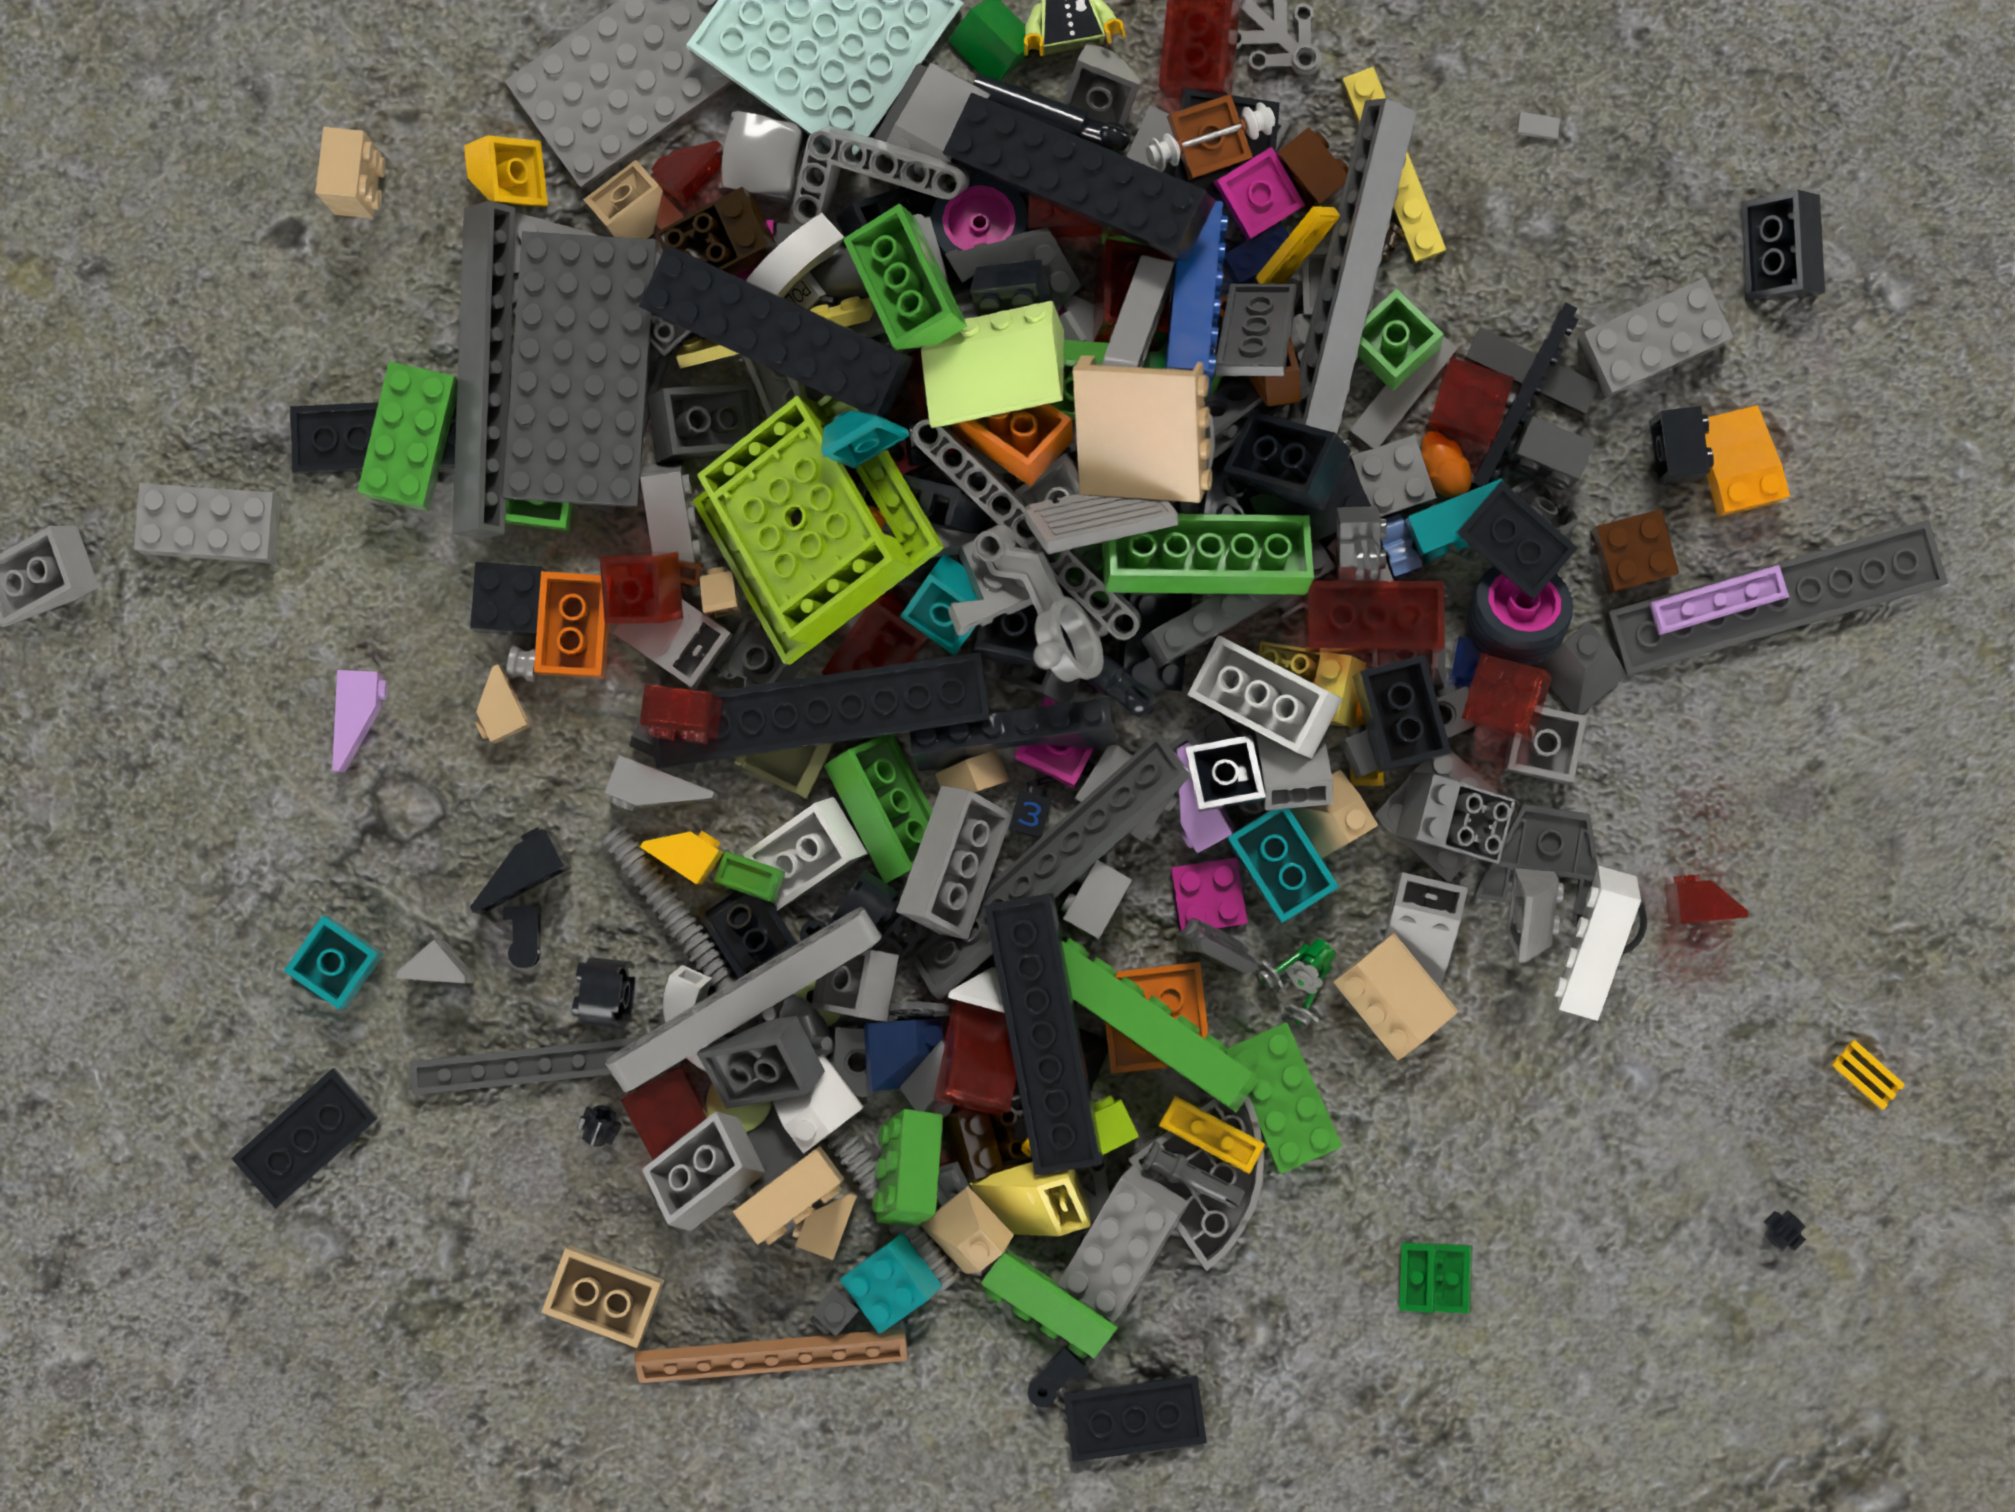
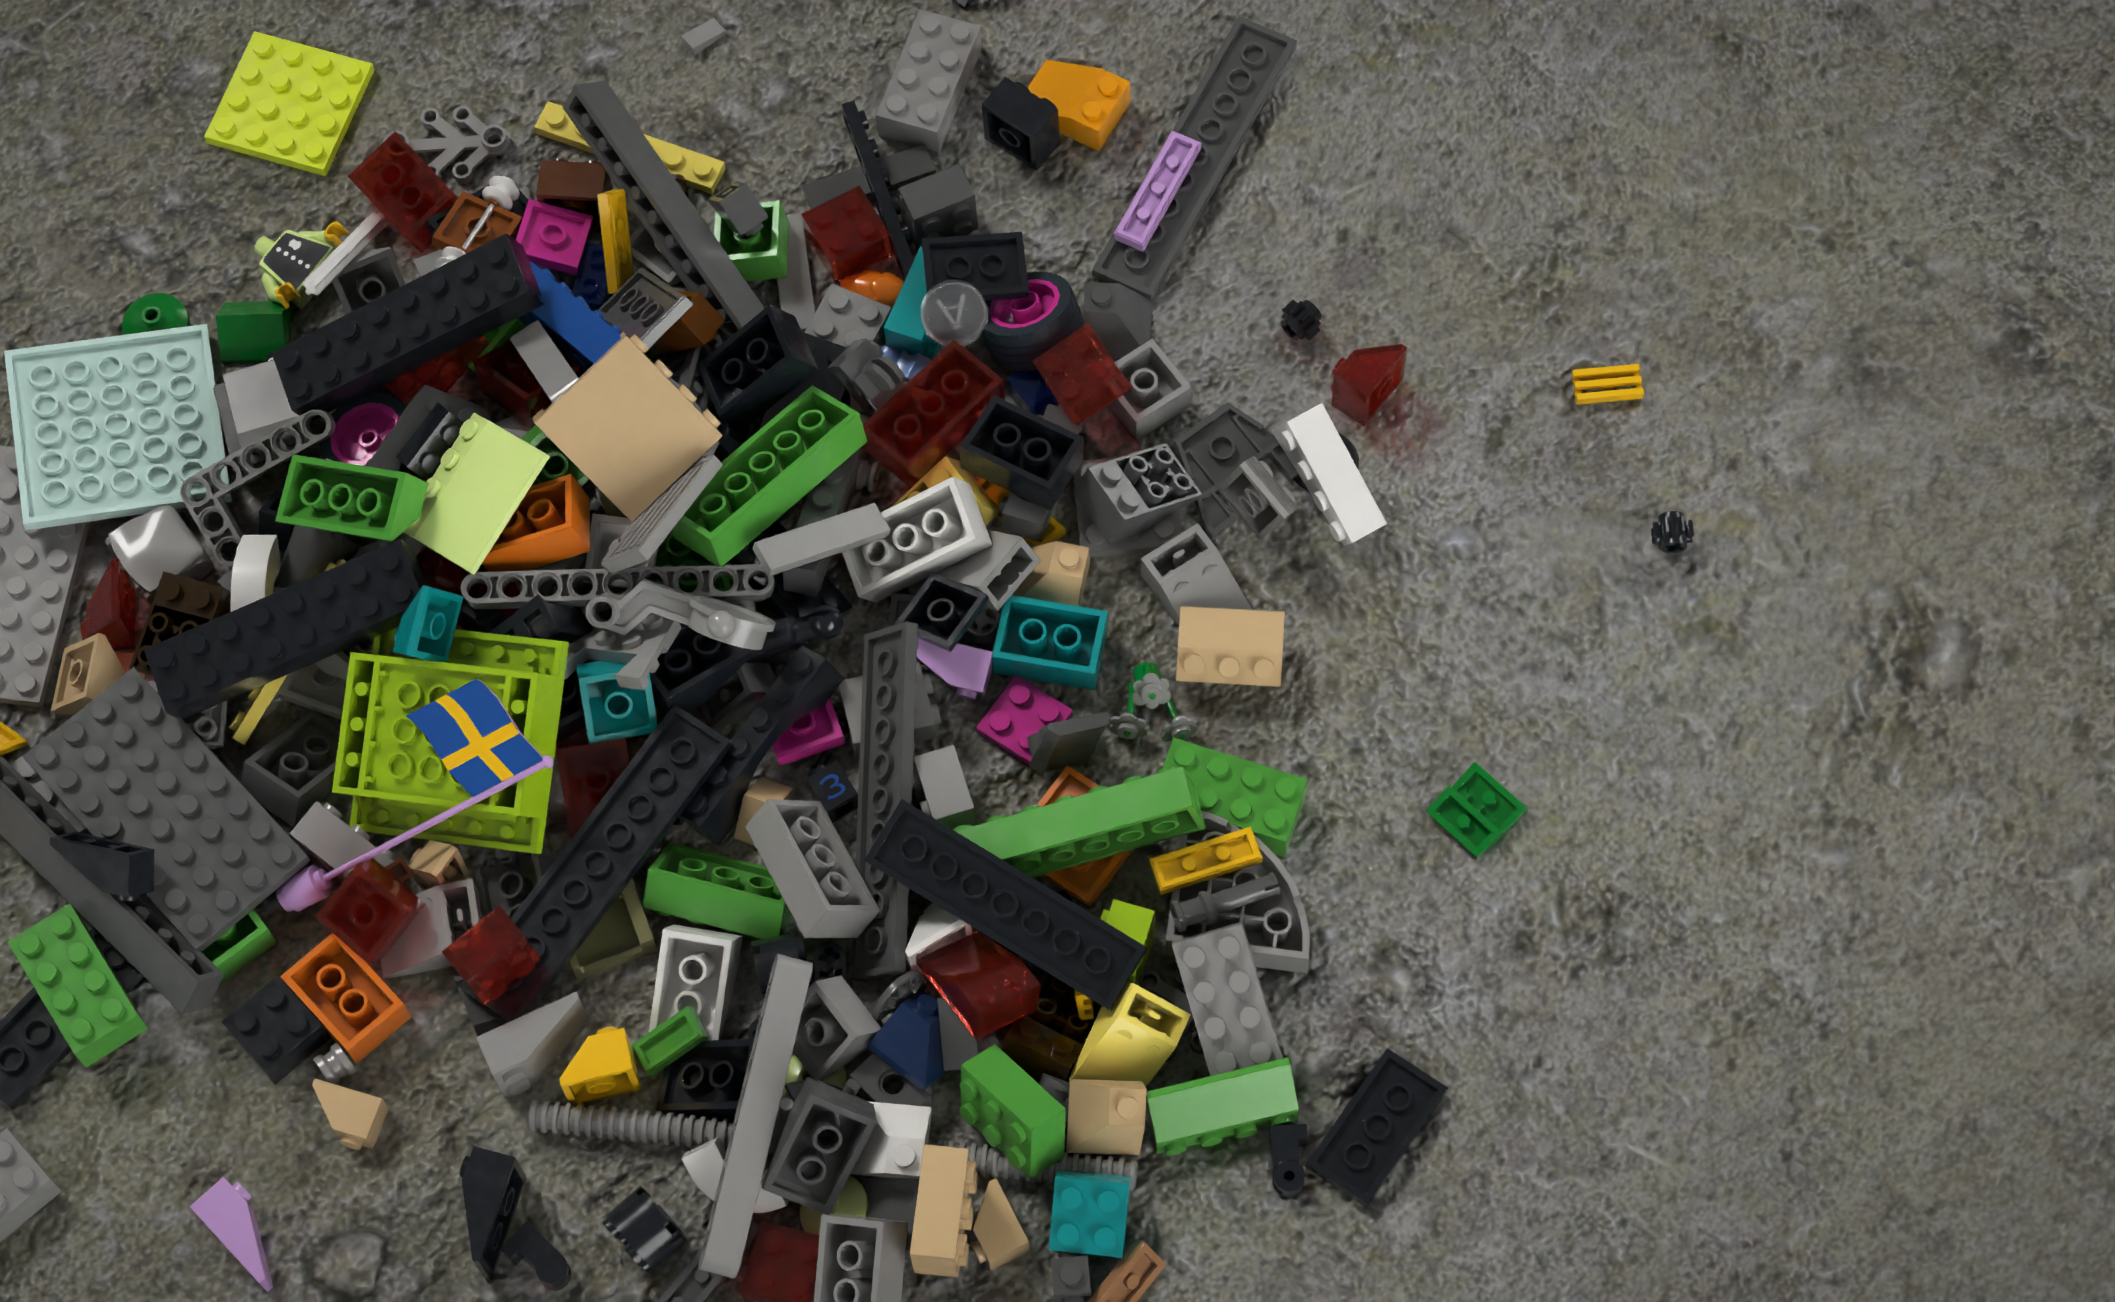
camera: 45 degrees left, 20 degrees down
(501, 375) = (109, 864): none -> black slope
(808, 560) = (478, 749): none -> flag
(1101, 56) = (344, 254): none -> white axle
(1194, 642) = (821, 539): none -> light grey tile
(1406, 313) = (739, 209): none -> dark grey slope
(1465, 560) = (954, 312): none -> clear tile
(1634, 551) = (1066, 217): reddish brown brick -> none
(1710, 804) = (1301, 320): none -> black gear

